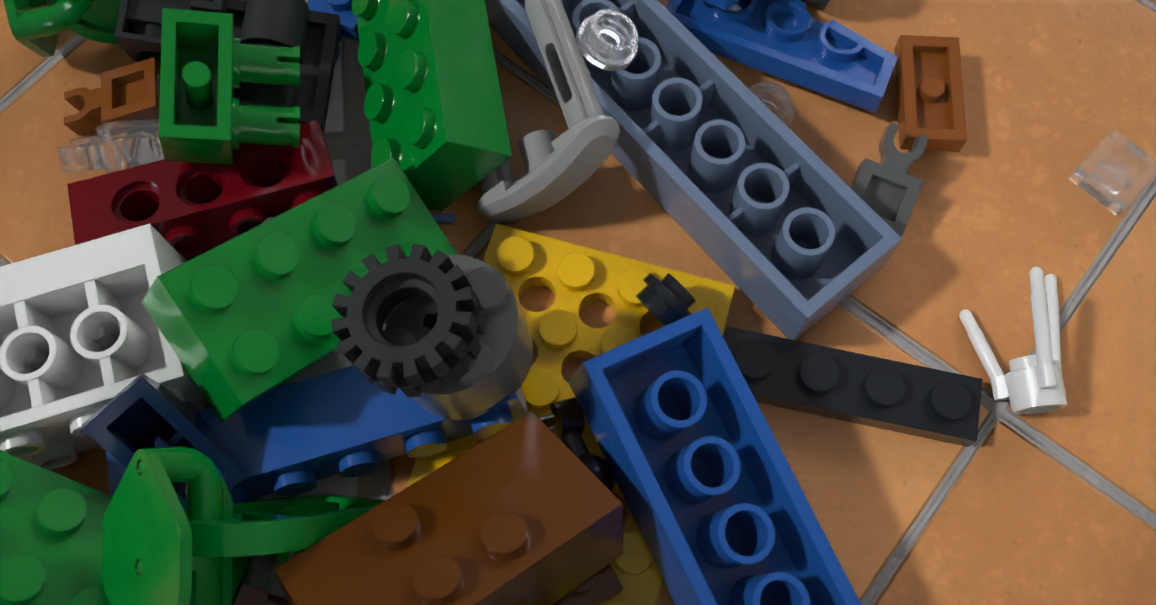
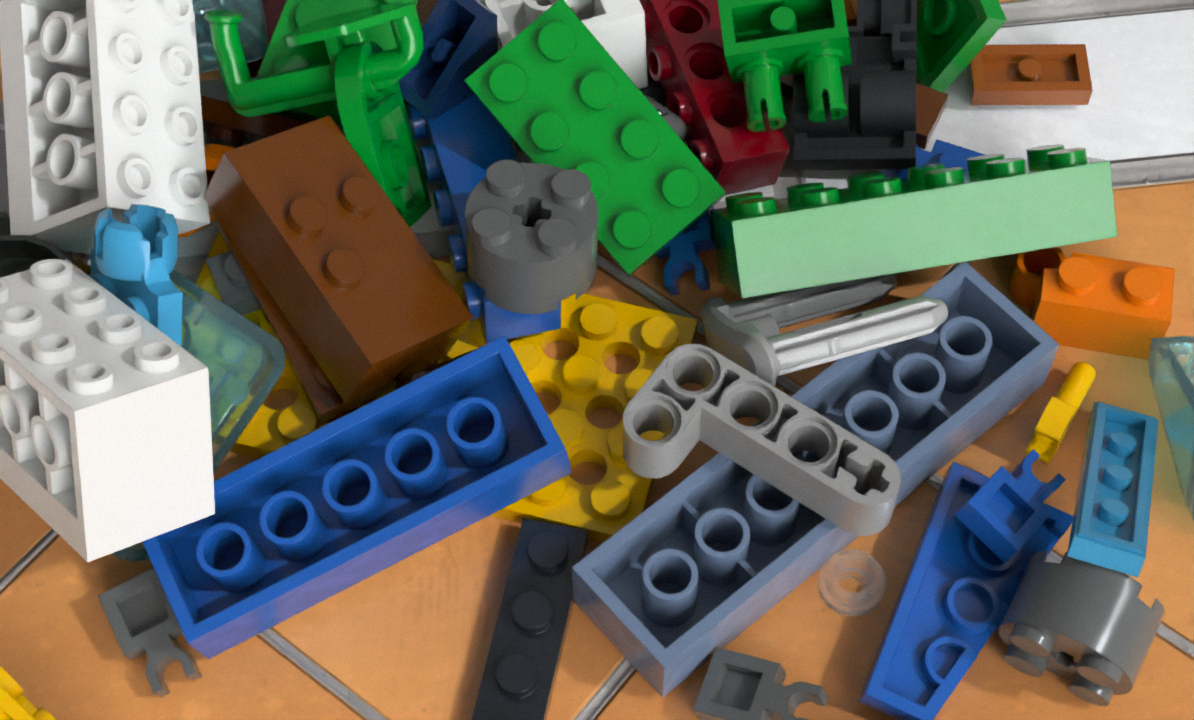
camera: 90 degrees right, 10 degrees down
(385, 288) = (519, 197): black tyre -> none
(608, 40) = (890, 361): clear plate -> none
(665, 298) = (596, 451): black plate -> none
(692, 128) = (763, 448): none -> light grey beam

